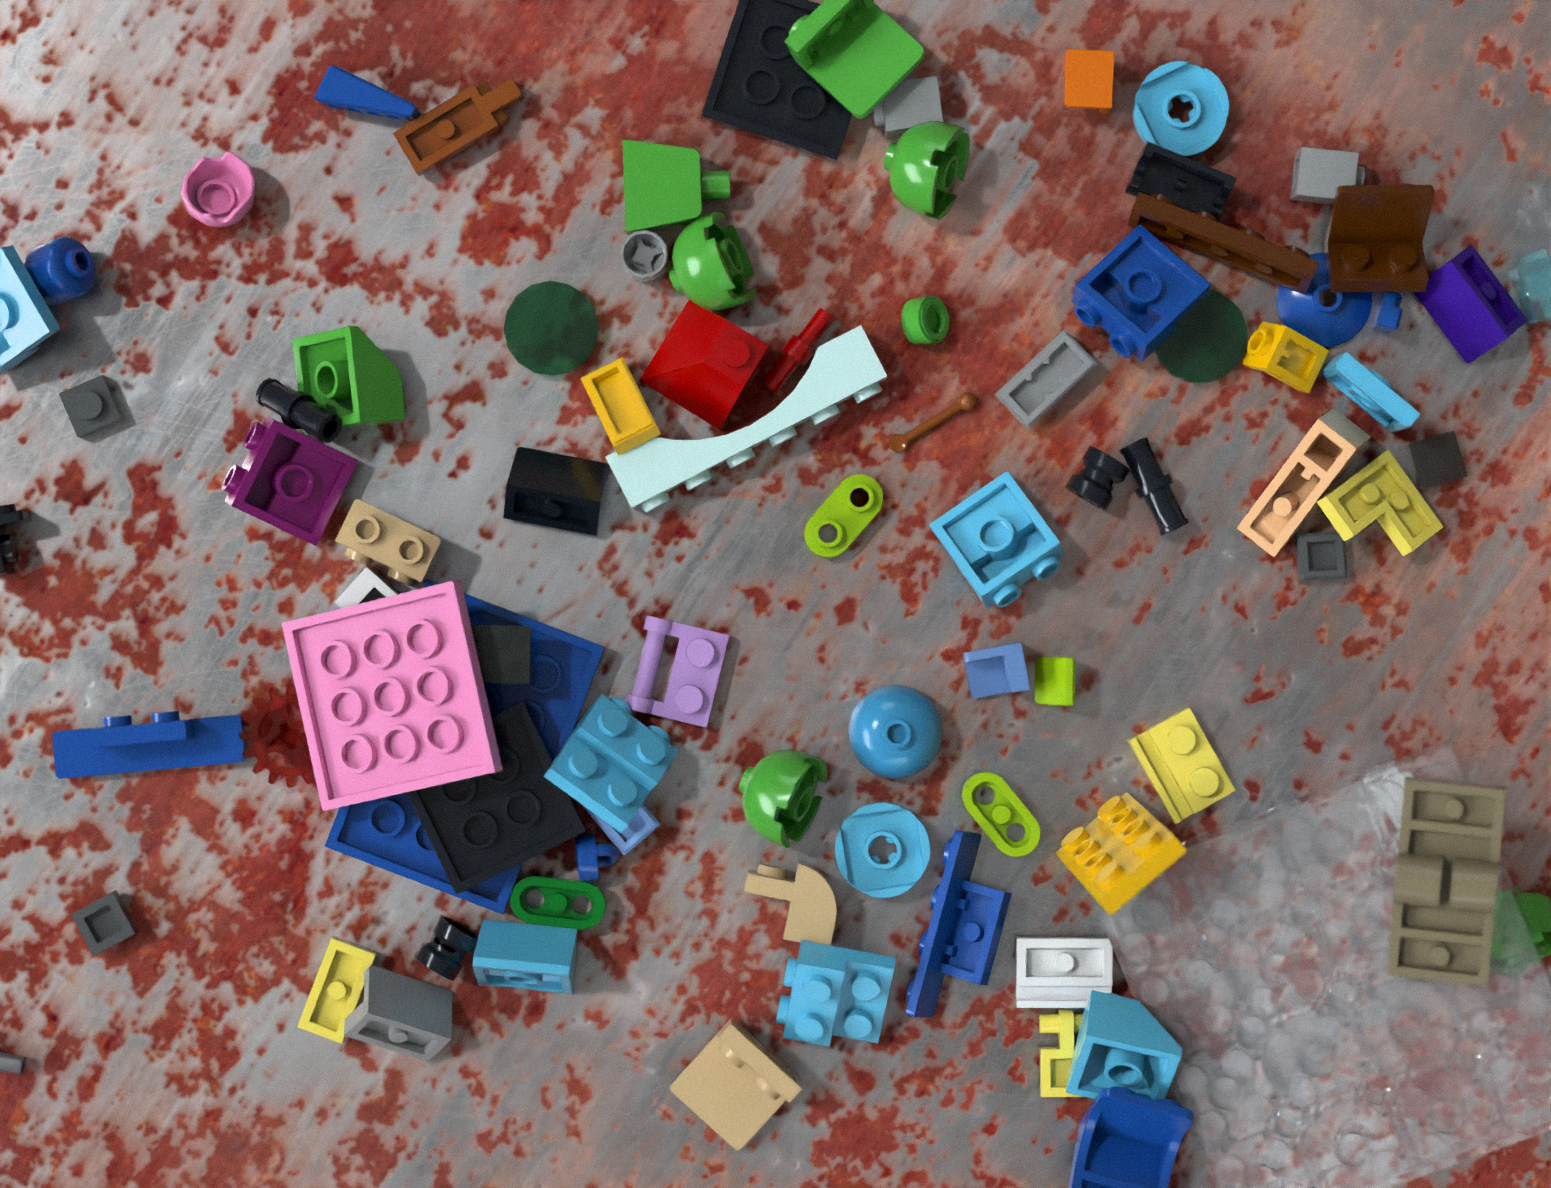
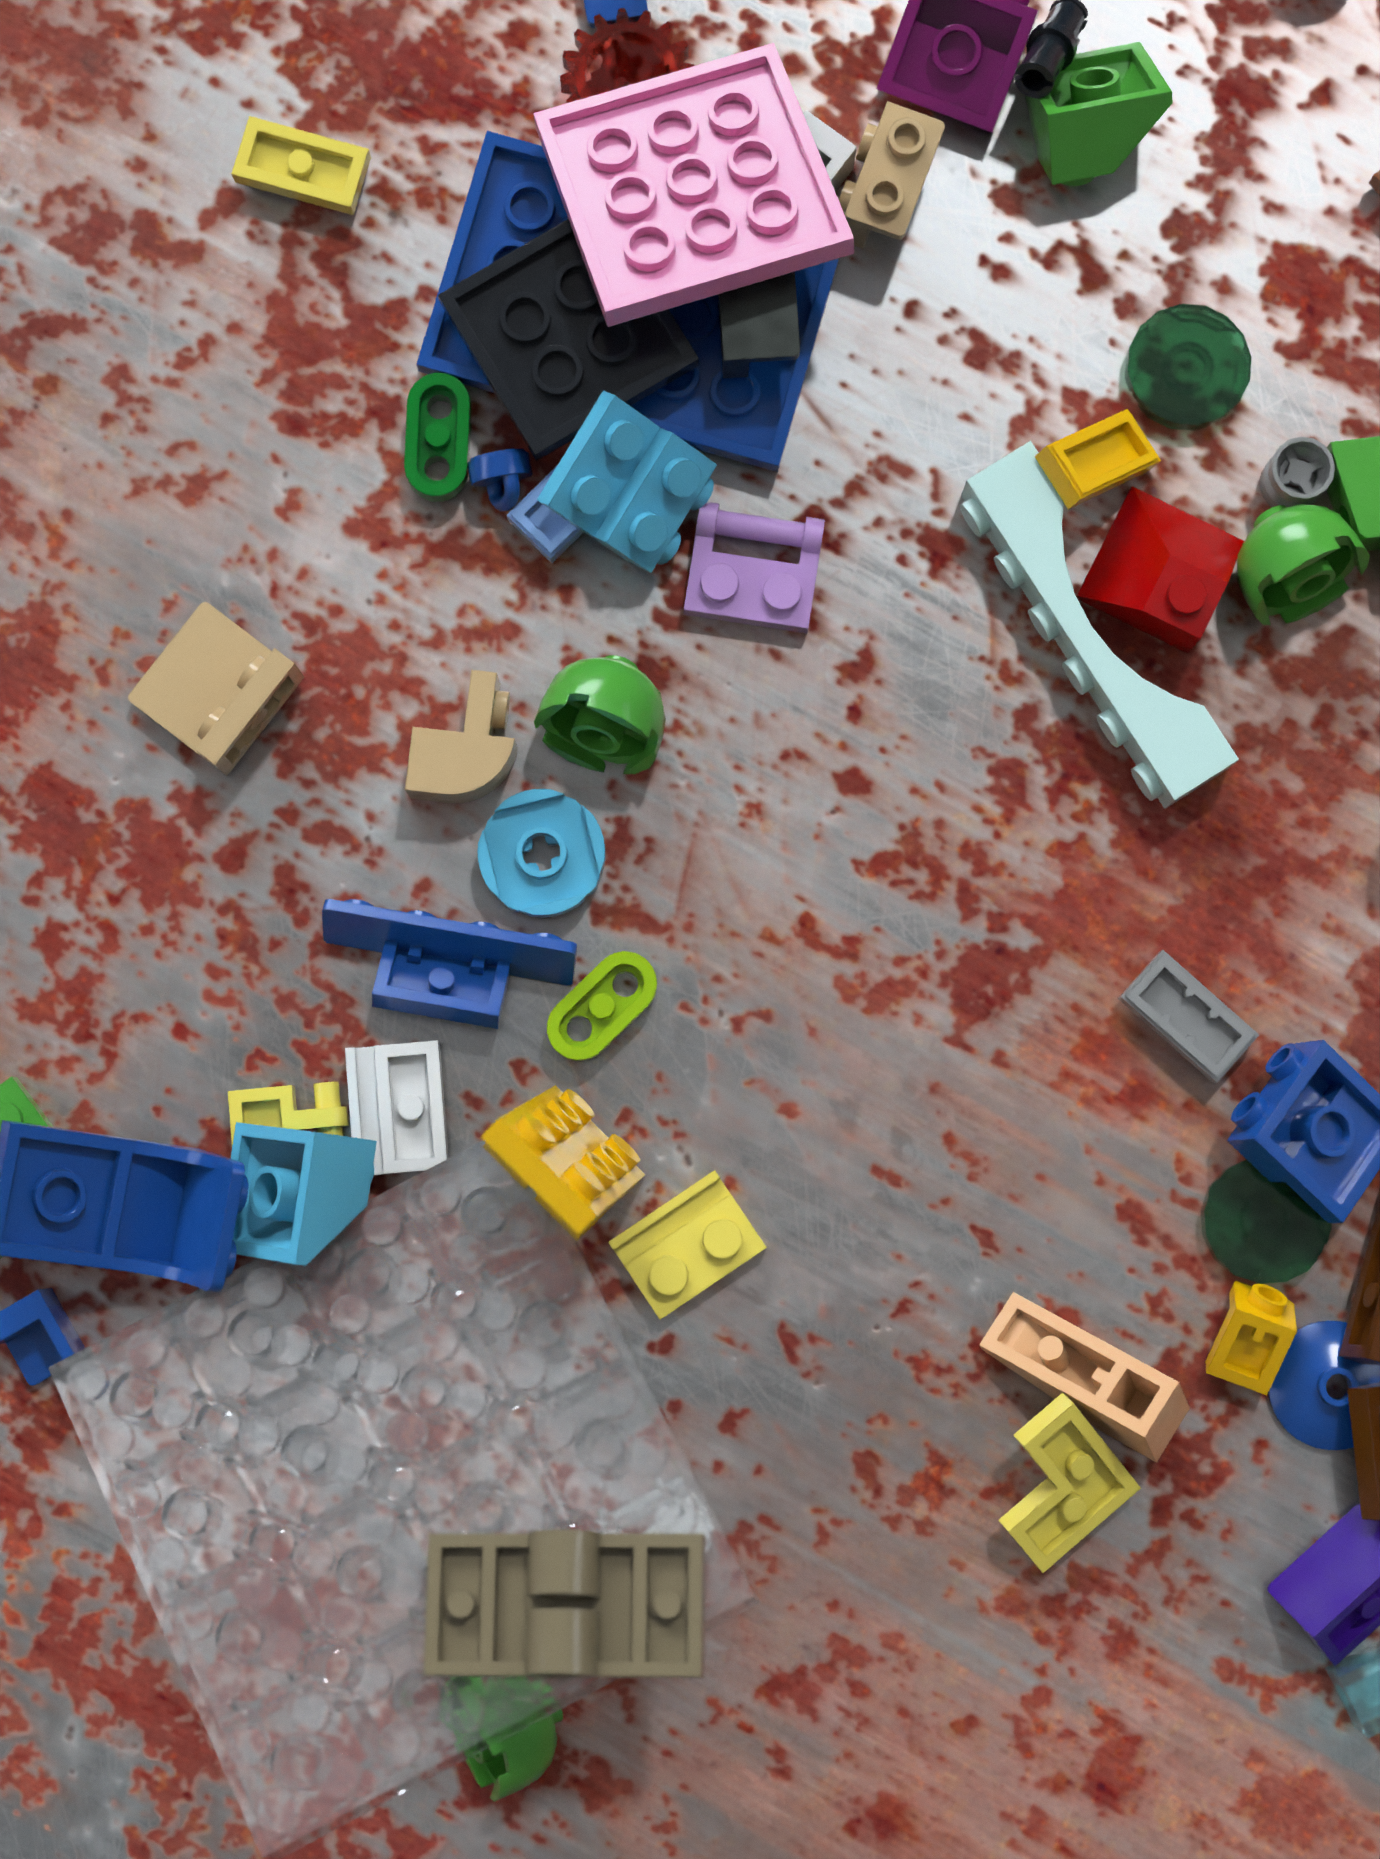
camera: 85 degrees right, 5 degrees down
(402, 1014) = (275, 244): light grey panel -> none
(446, 947) = (367, 298): black wheel -> none
(525, 956) = (362, 396): medium azure slope -> none
(556, 491) = (976, 387): black panel -> none
(798, 350) = (1192, 686): red bar -> none
(835, 994) = (344, 802): medium azure plate -> none
(843, 515) = (976, 770): lime plate -> none
(895, 731) = (699, 858): dark azure cylinder -> none
(925, 320) = (1250, 851): bright green tile -> none
(966, 402) = (1083, 832): dark orange hinge -> none
(996, 670) = (794, 983): medium blue panel -> none
(999, 541) = (965, 971): medium azure plate -> none
(1055, 680) = (786, 1064): lime slope -> none
(1097, 478) = (1063, 1096): black wheel -> none
(1154, 486) = (1059, 1174): black pin -> none
(1320, 556) = (985, 1409): dark grey tile -> none
(1370, 392) = (1219, 1452): medium azure plate -> none
(1388, 312) = (1326, 1473): blue tile -> none
(1436, 460) = (1131, 1556): clear smoke plate -> none

